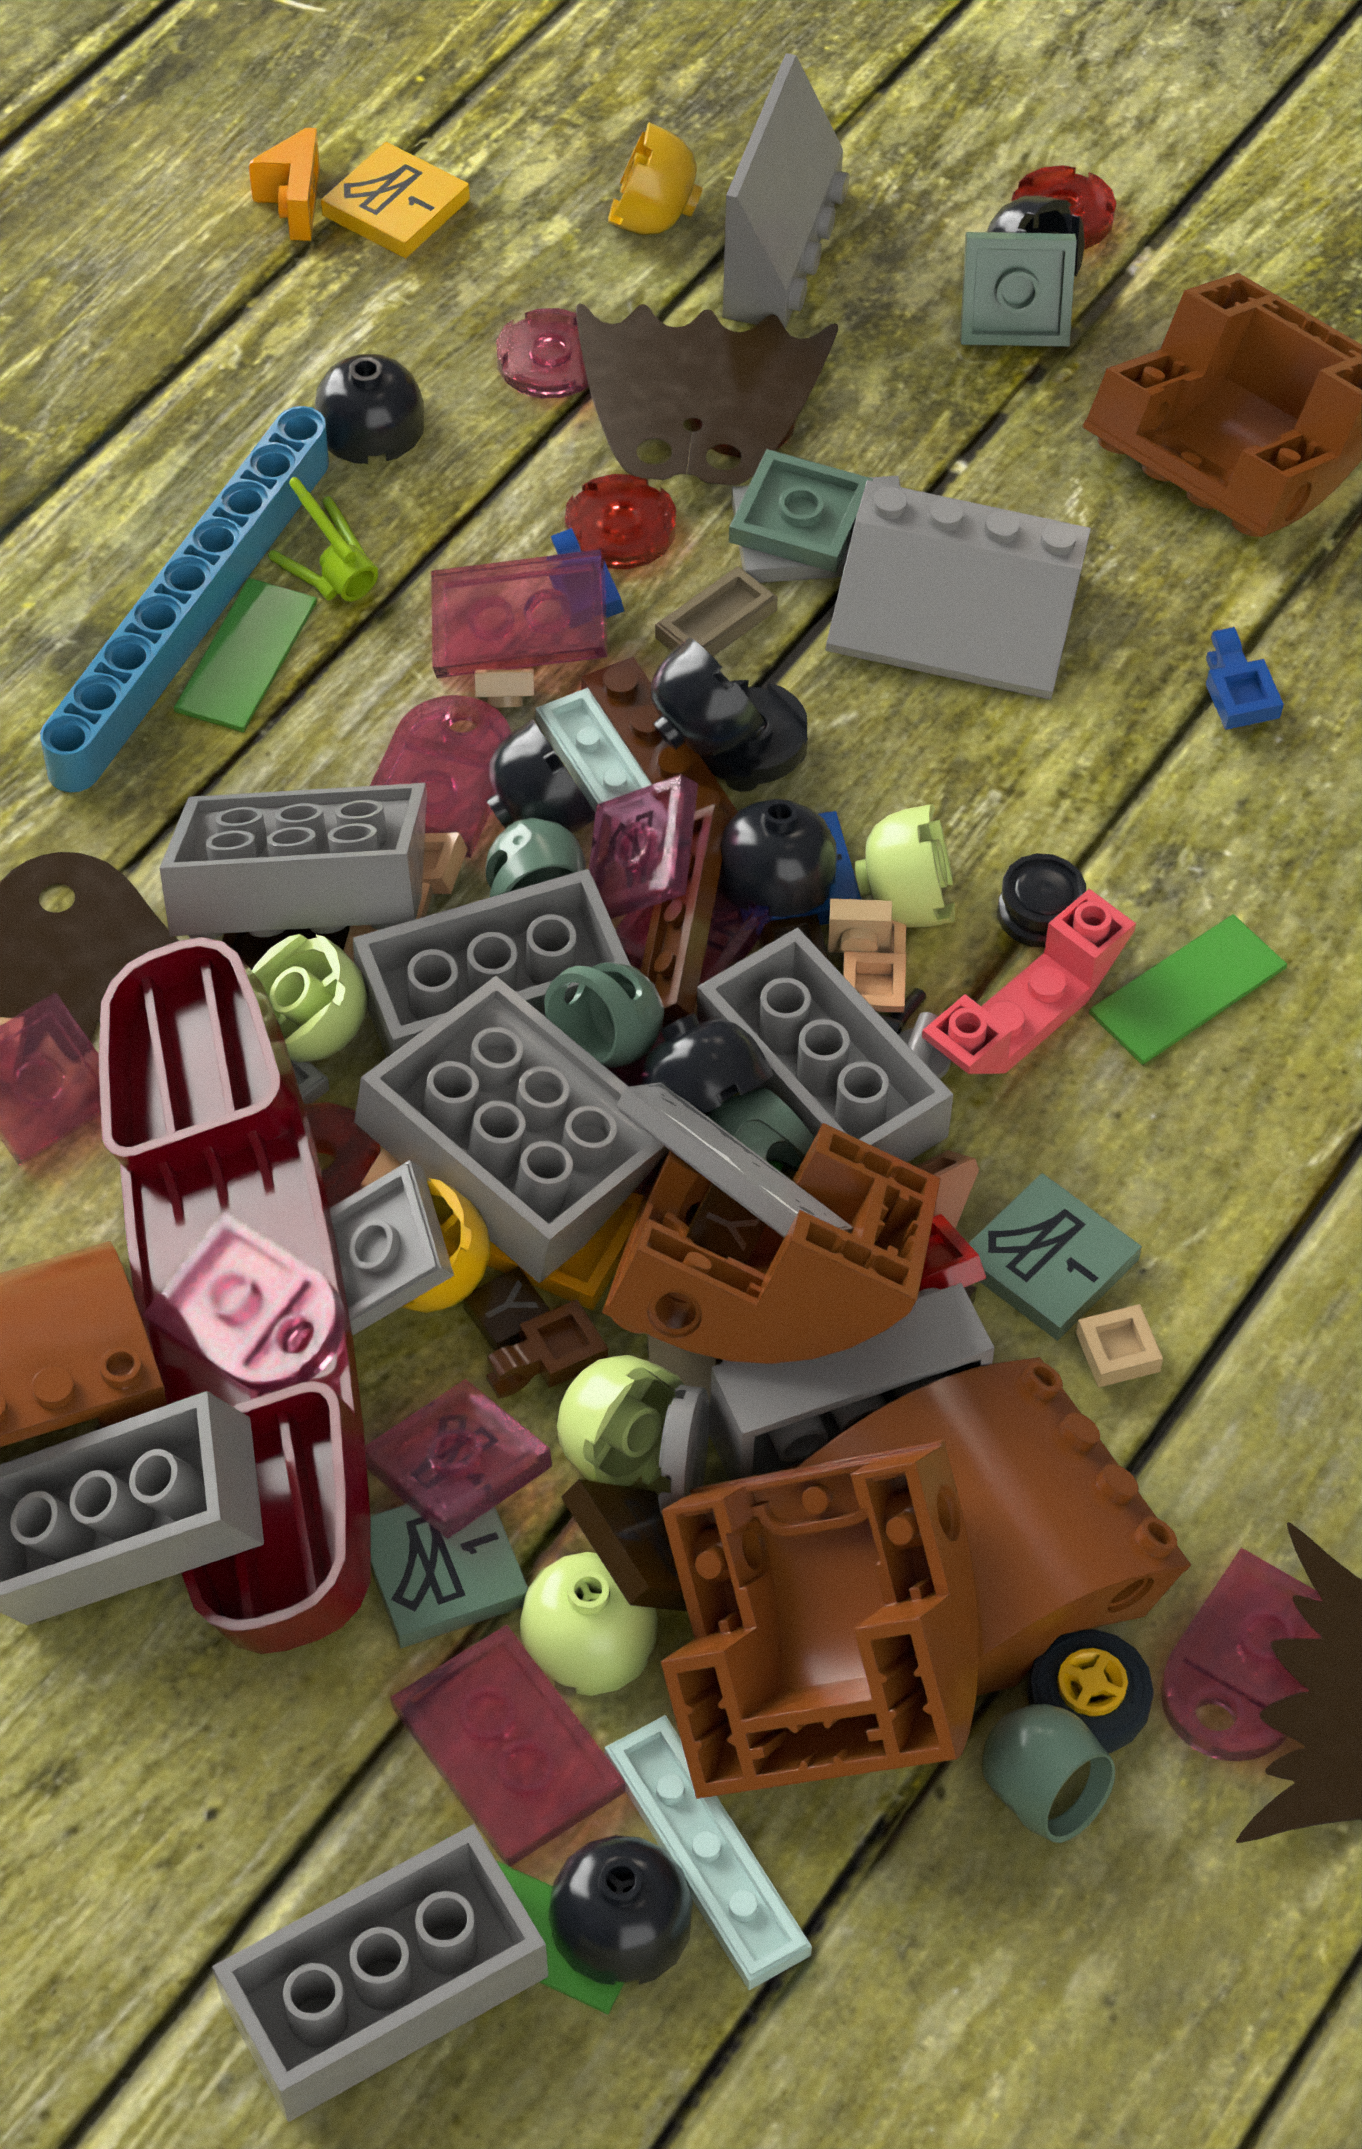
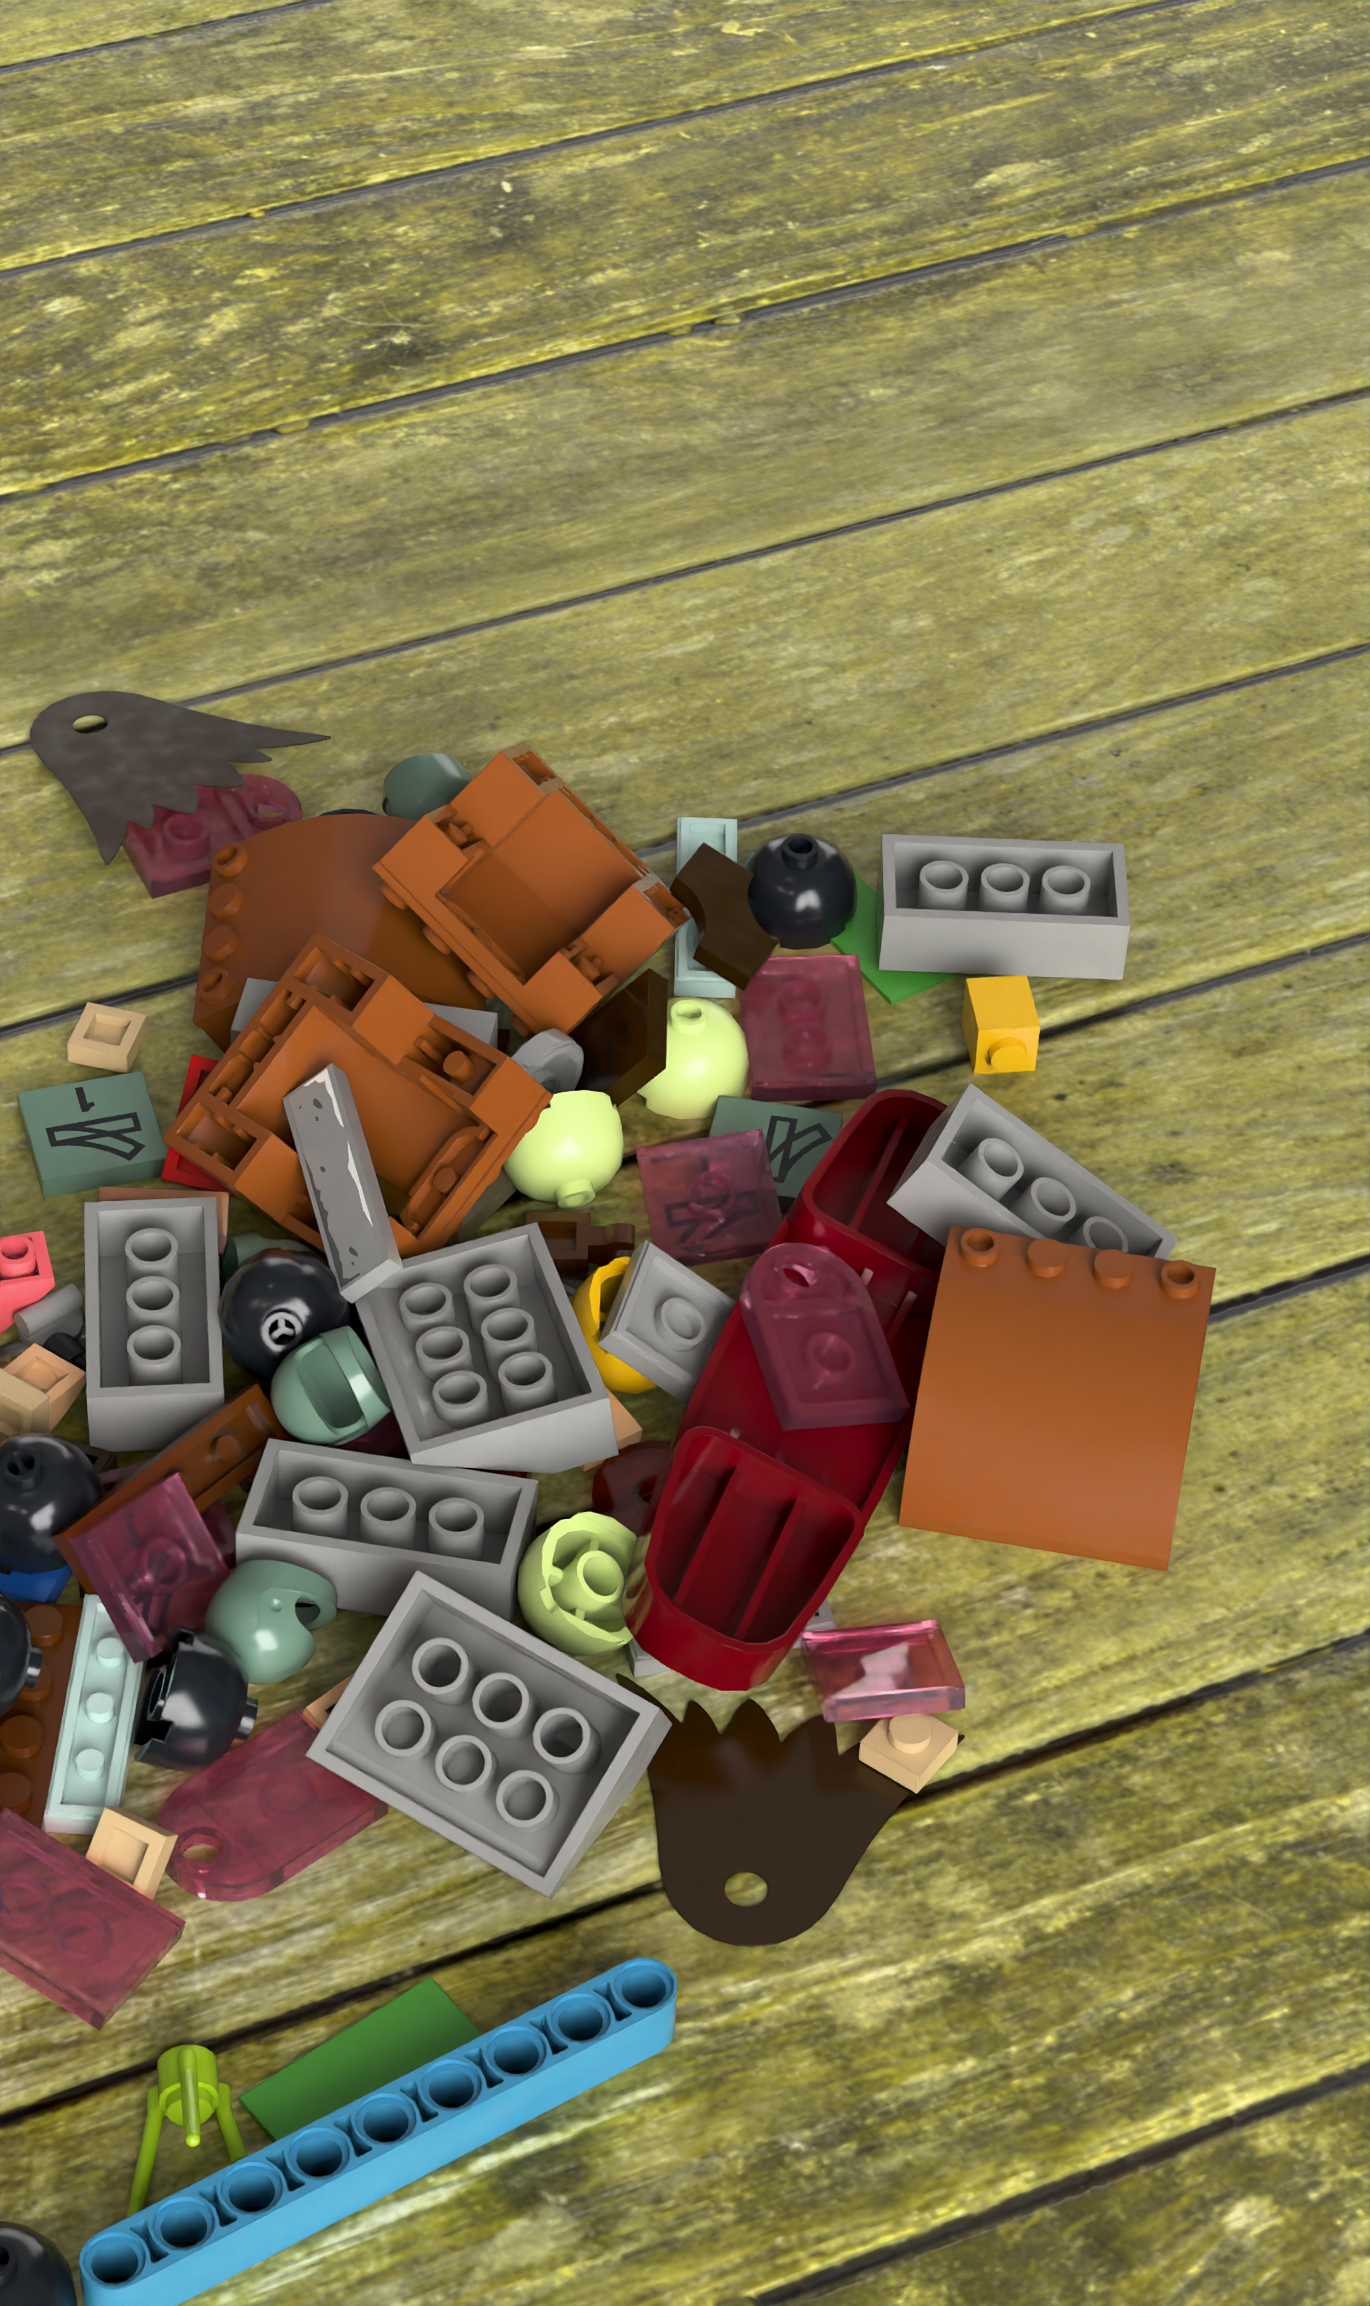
camera: 150 degrees left, 10 degrees down
(304, 1829) = (1000, 1024): none -> yellow brick
(628, 1764) = (717, 898): none -> dark brown tile

